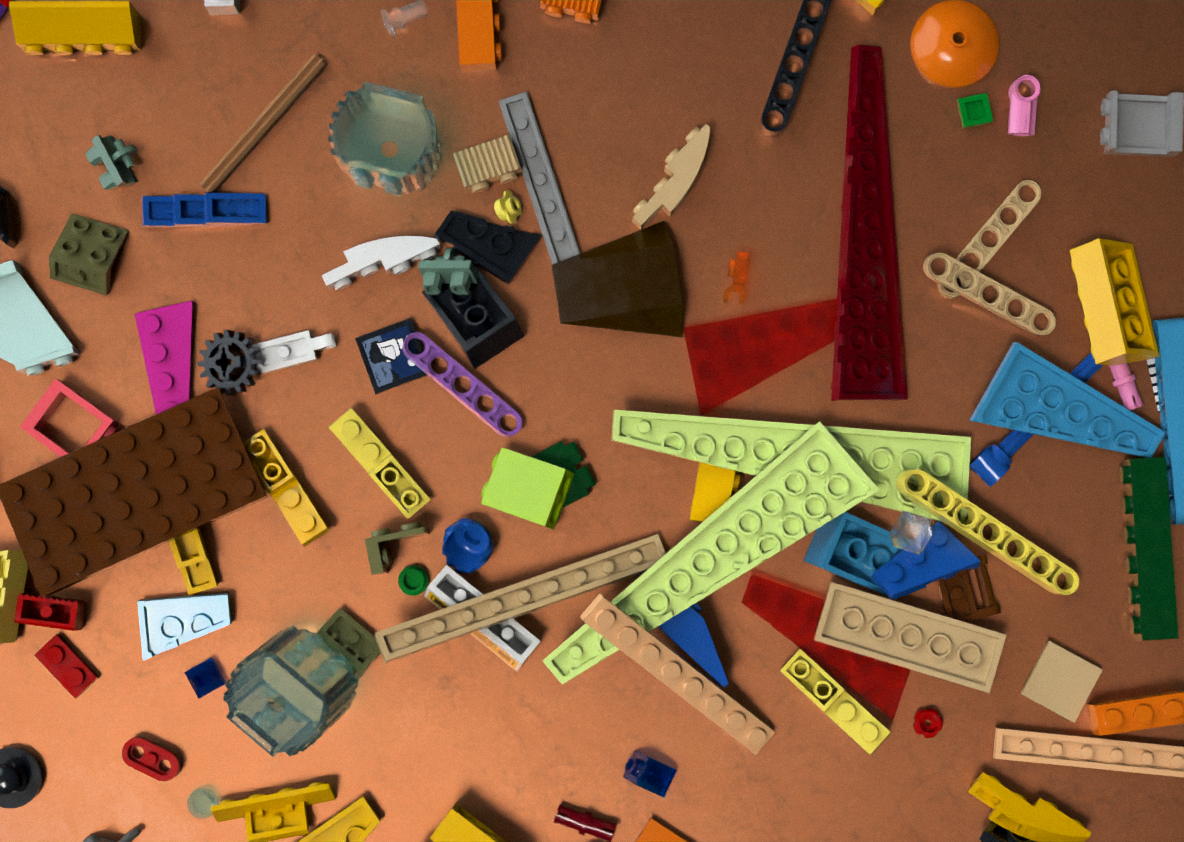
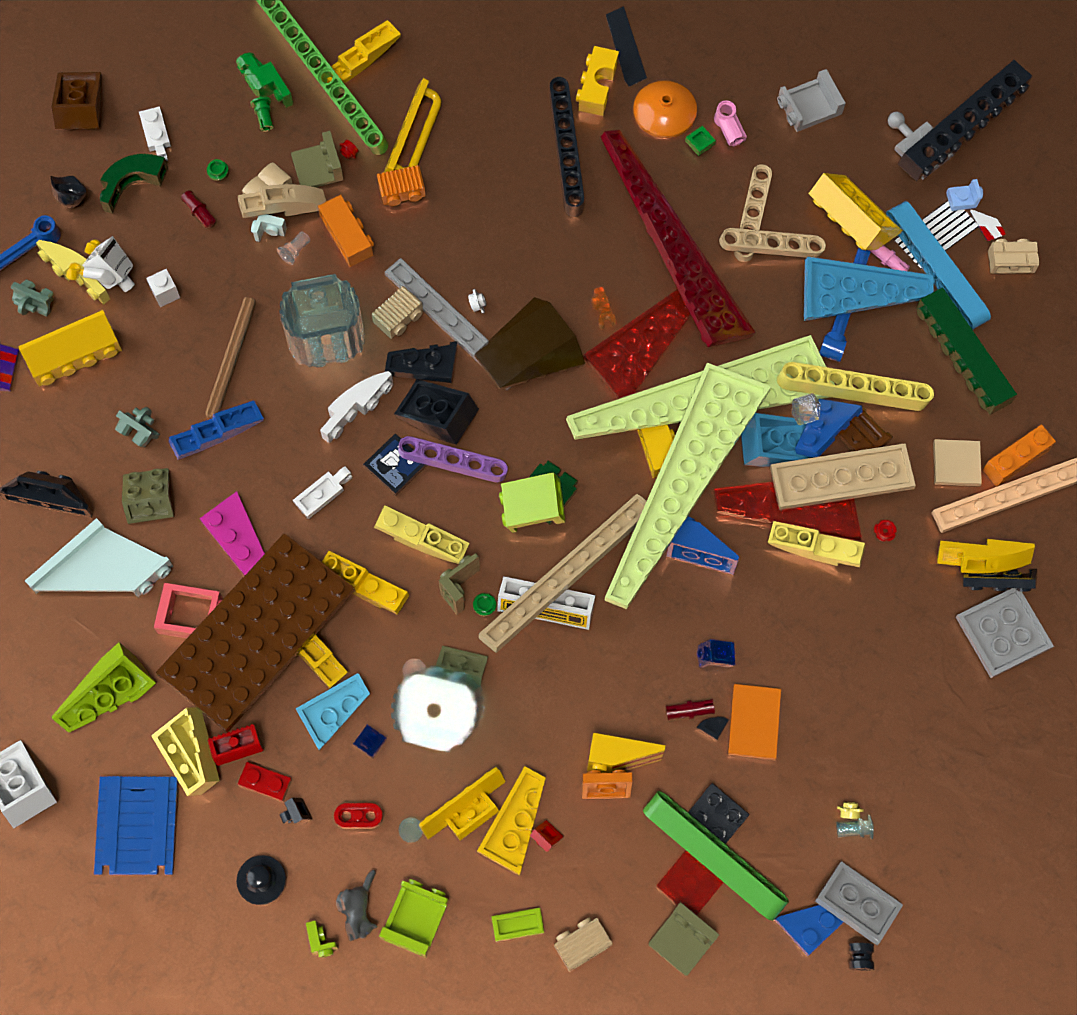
camera: 30 degrees left, 15 degrees down
(84, 721) = (296, 812): none -> black tile
(225, 350) = (274, 514): black gear -> none
(295, 616) = (413, 665): none -> clear plate
(447, 270) = (406, 389): sand green hips -> none
(467, 545) = (511, 558): blue hair -> none
(508, 207) = (425, 333): light yellow plate -> none
(590, 195) = (477, 301): none -> white plate
(677, 673) = (701, 567): light nougat plate -> none
(683, 169) = (530, 266): tan slope -> none

